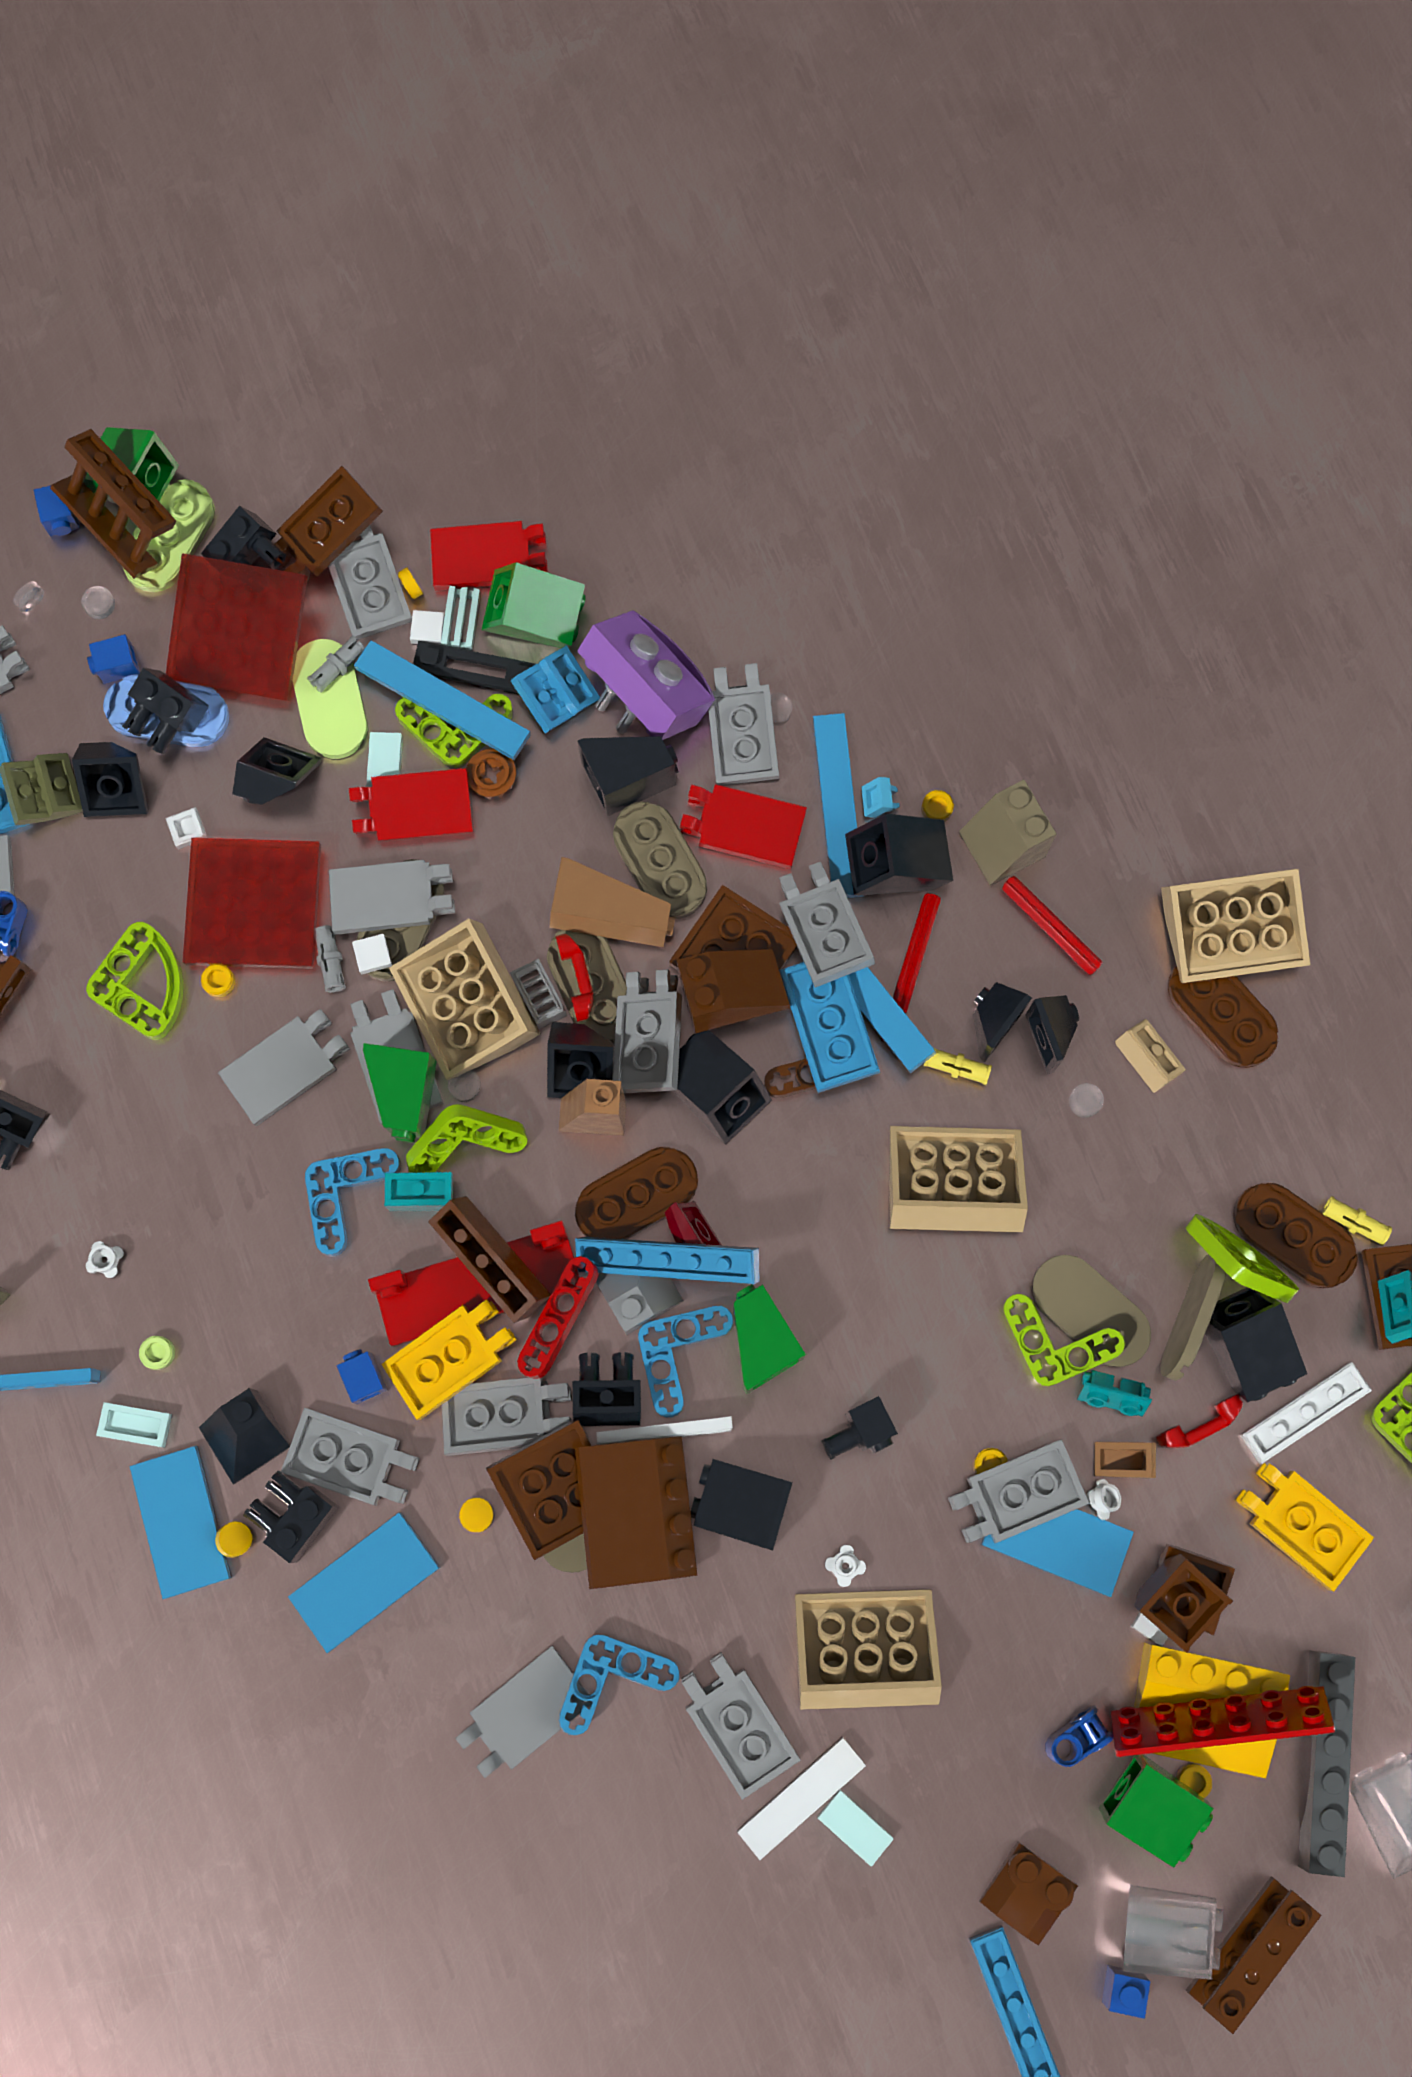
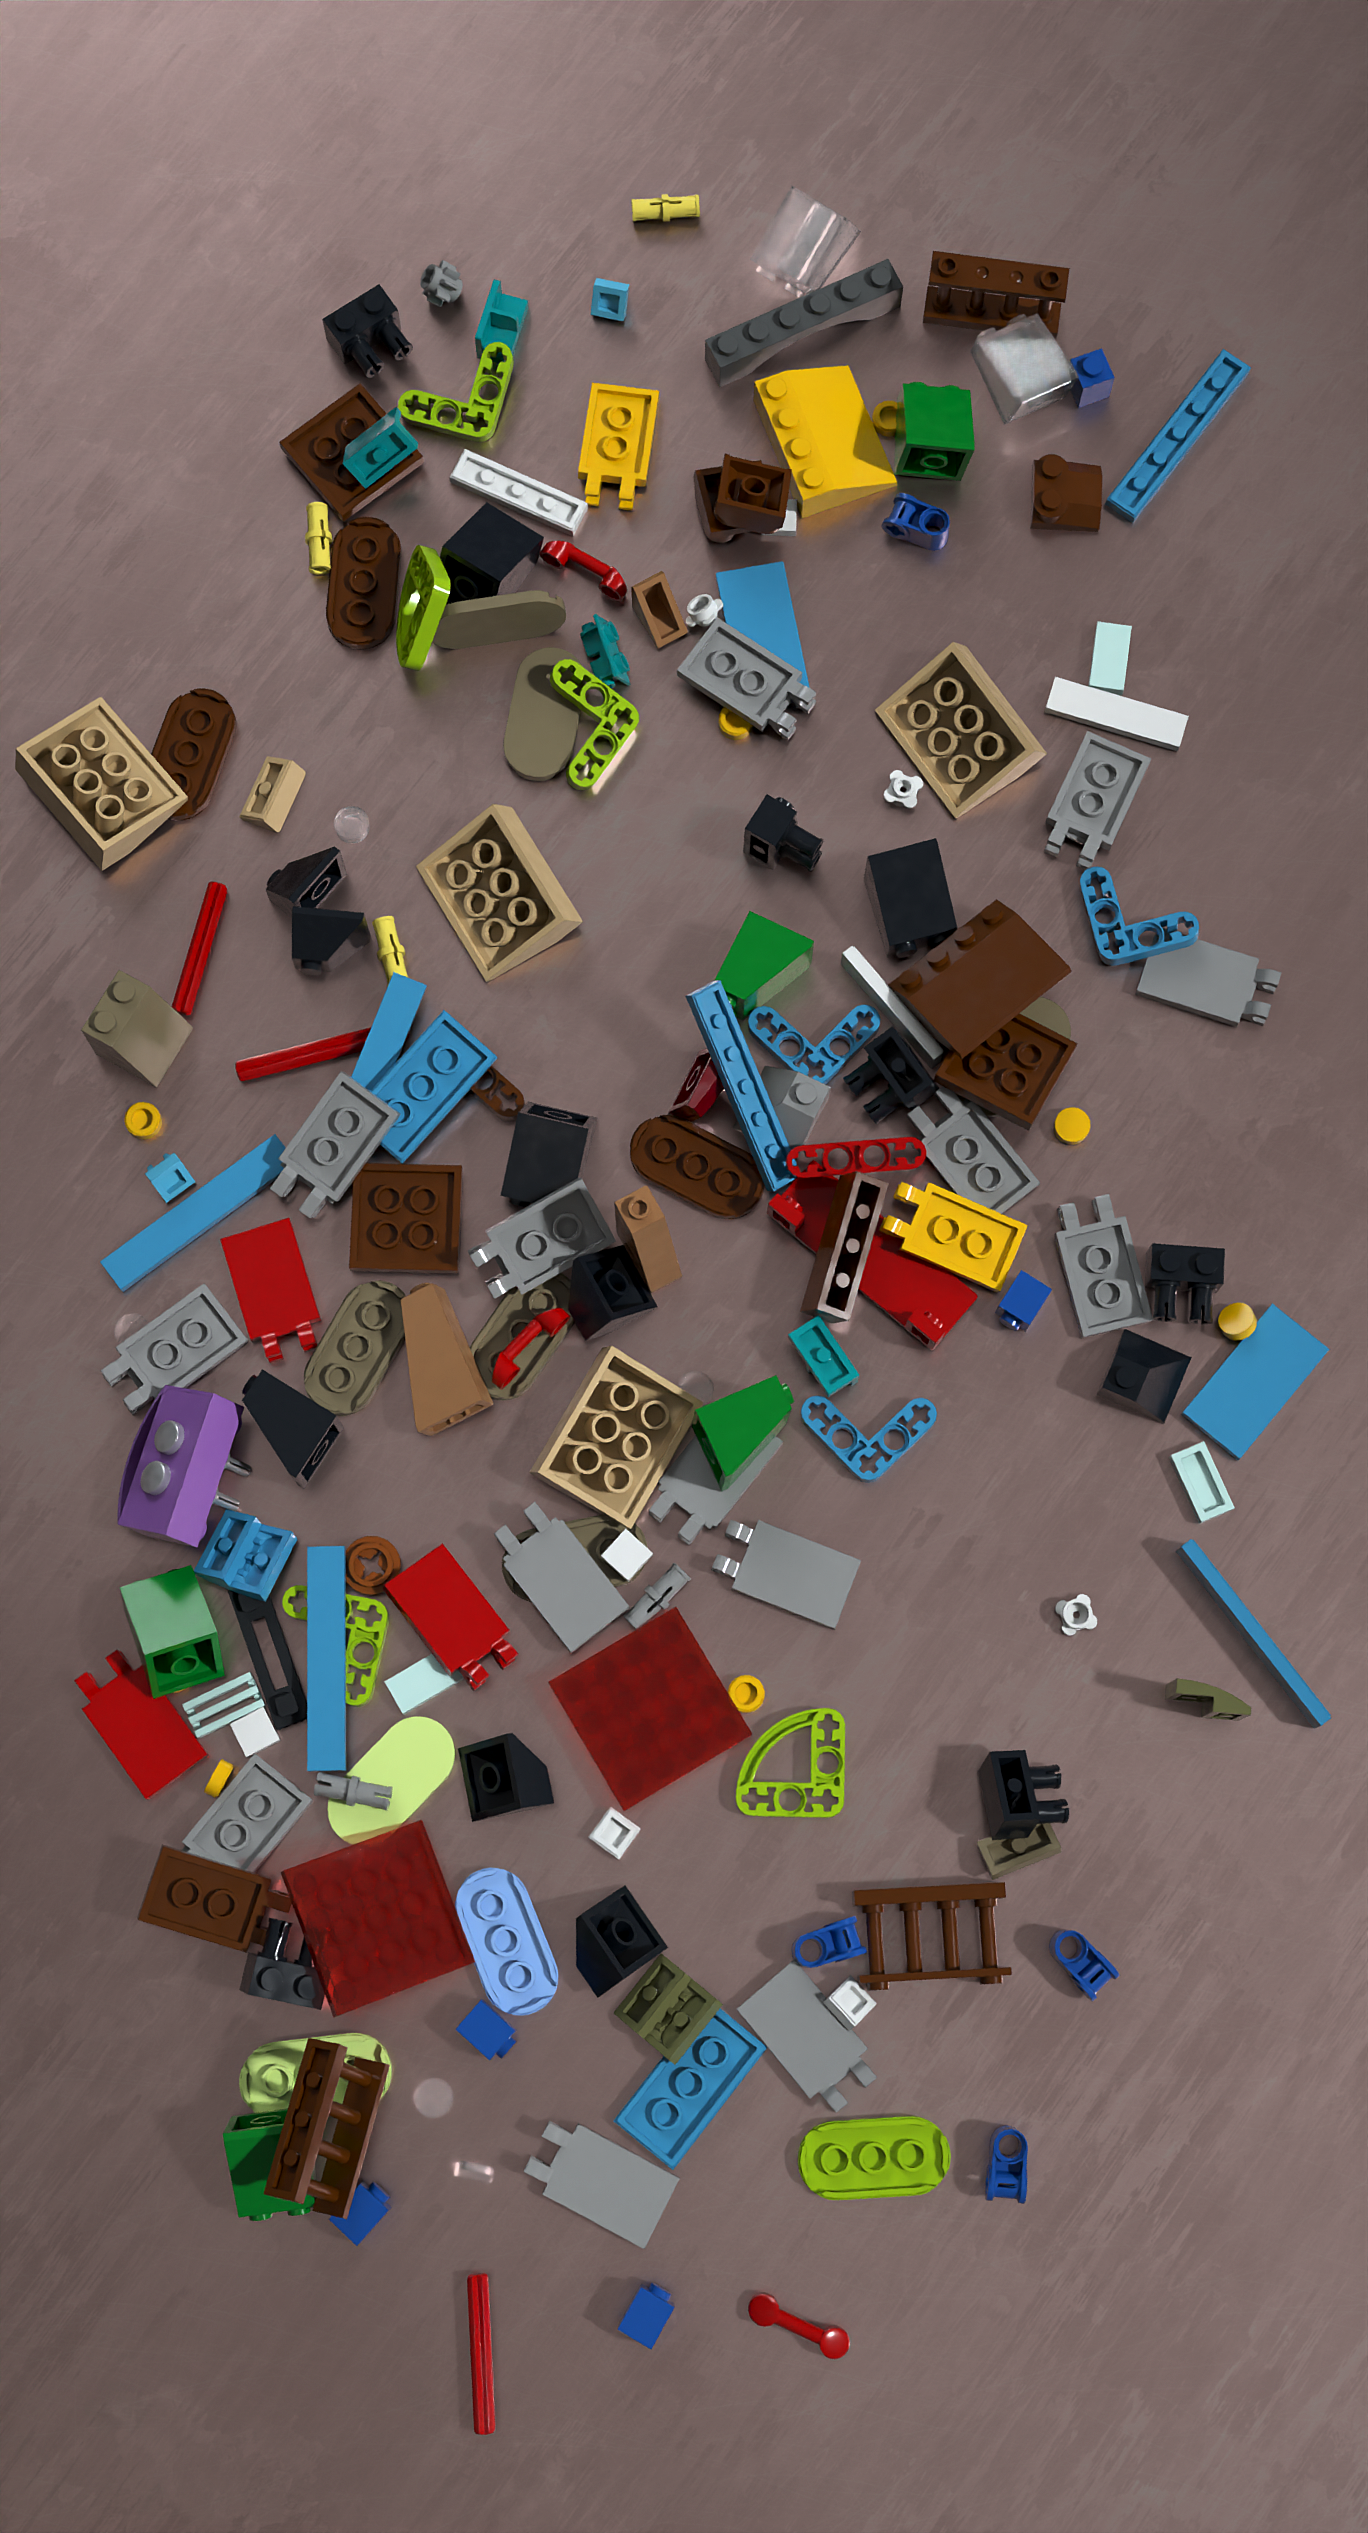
camera: 125 degrees left, 0 degrees up
(157, 1352) = (1125, 1507): yellowish green tile -> none
(167, 699) = (500, 1931): black brick -> none
(363, 1582) = (1194, 1185): dark azure tile -> none
(459, 1124) = (743, 1354): lime beam -> none
(550, 1015) = (577, 1348): light grey slope -> none
(731, 987) = (449, 1189): reddish brown slope -> none
(898, 855) = (220, 1119): black slope -> none
(1221, 1721) = (832, 407): red bracket -> none

